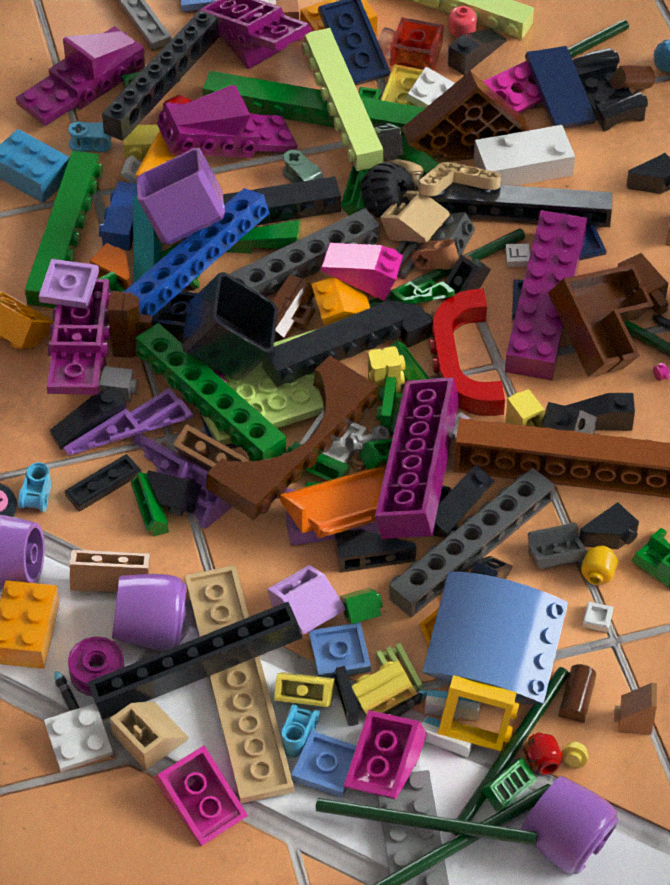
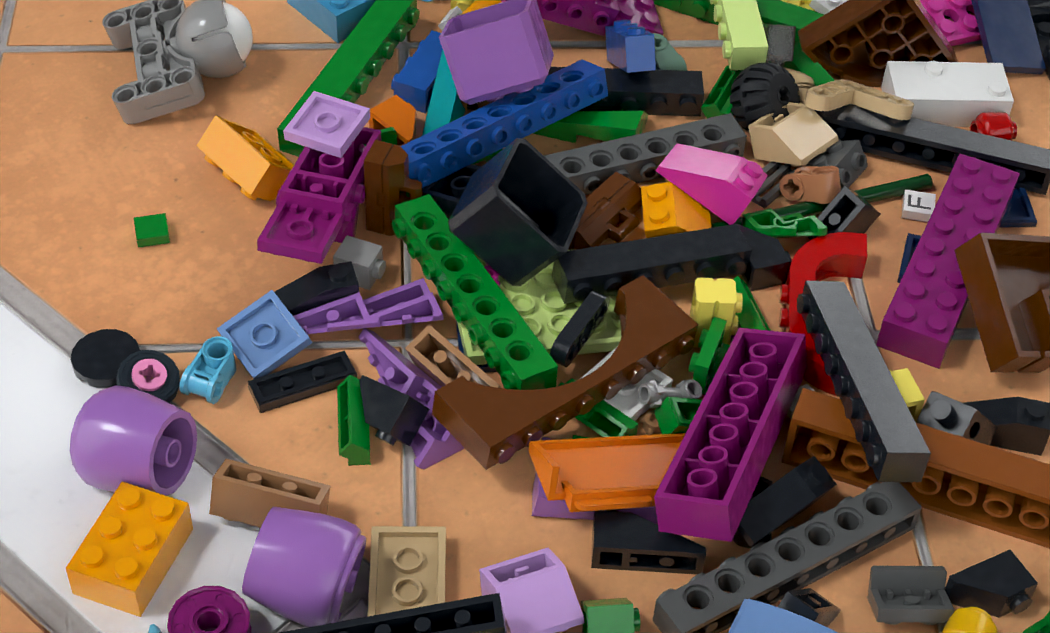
camera: 10 degrees right, 5 degrees down
(67, 454) = (264, 335): none -> medium blue plate
(276, 167) = (630, 47): none -> blue brick
(293, 404) = (579, 328): none -> black beam
(498, 404) = (863, 383): none -> brick
(564, 179) = (995, 124): none -> red head

